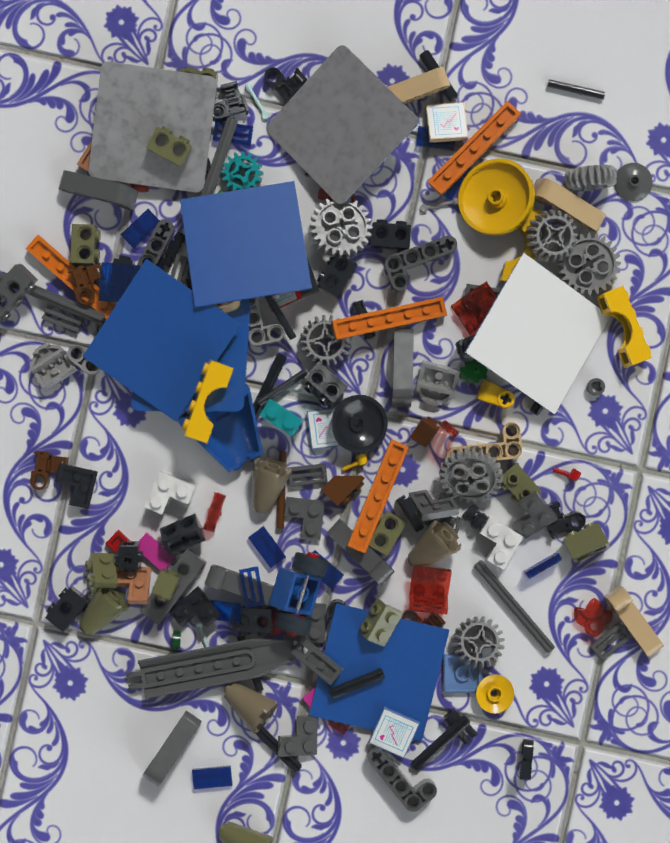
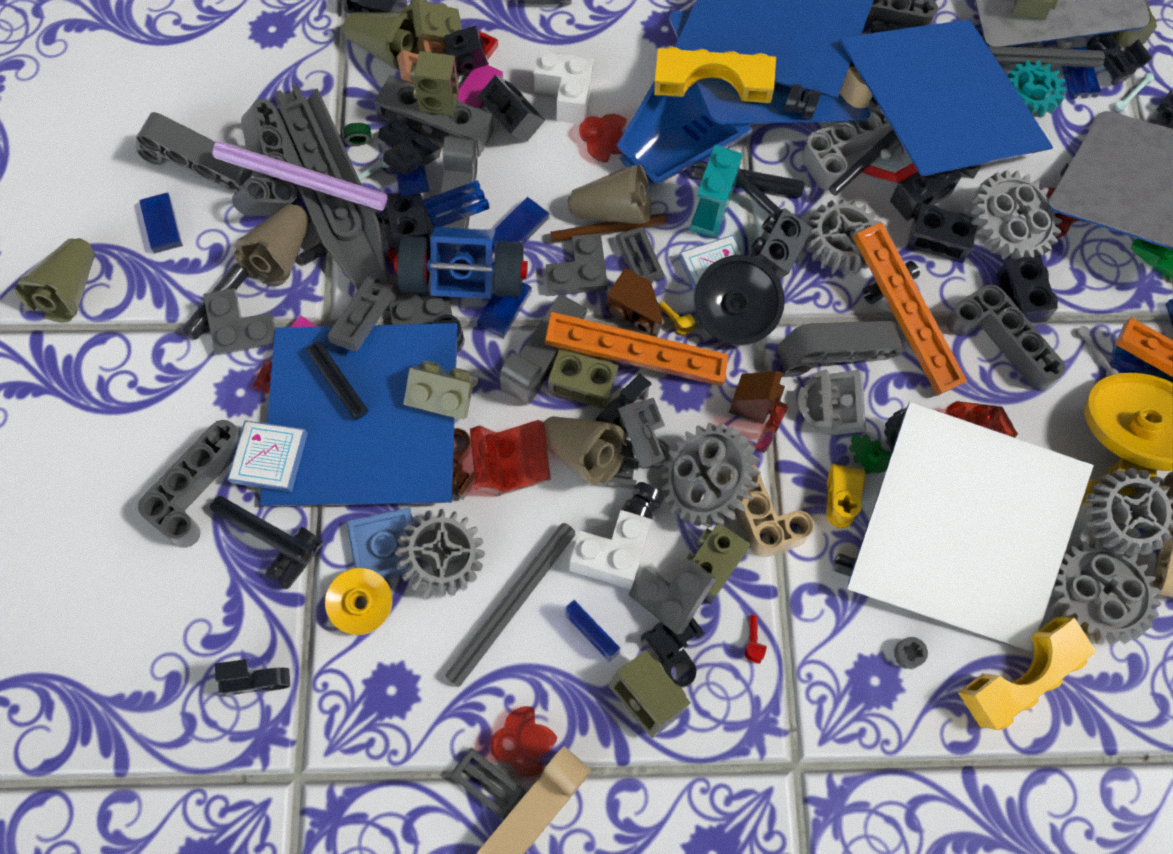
camera: 70 degrees right, 20 degrees down
(187, 706) = (263, 135): none -> dark grey beam
(213, 684) = (299, 175): none -> lavender axle
(214, 472) = (607, 135): none -> clear red plate
(214, 512) = (552, 148): clear red pin -> none
(241, 344) = (802, 101): none -> black wheel

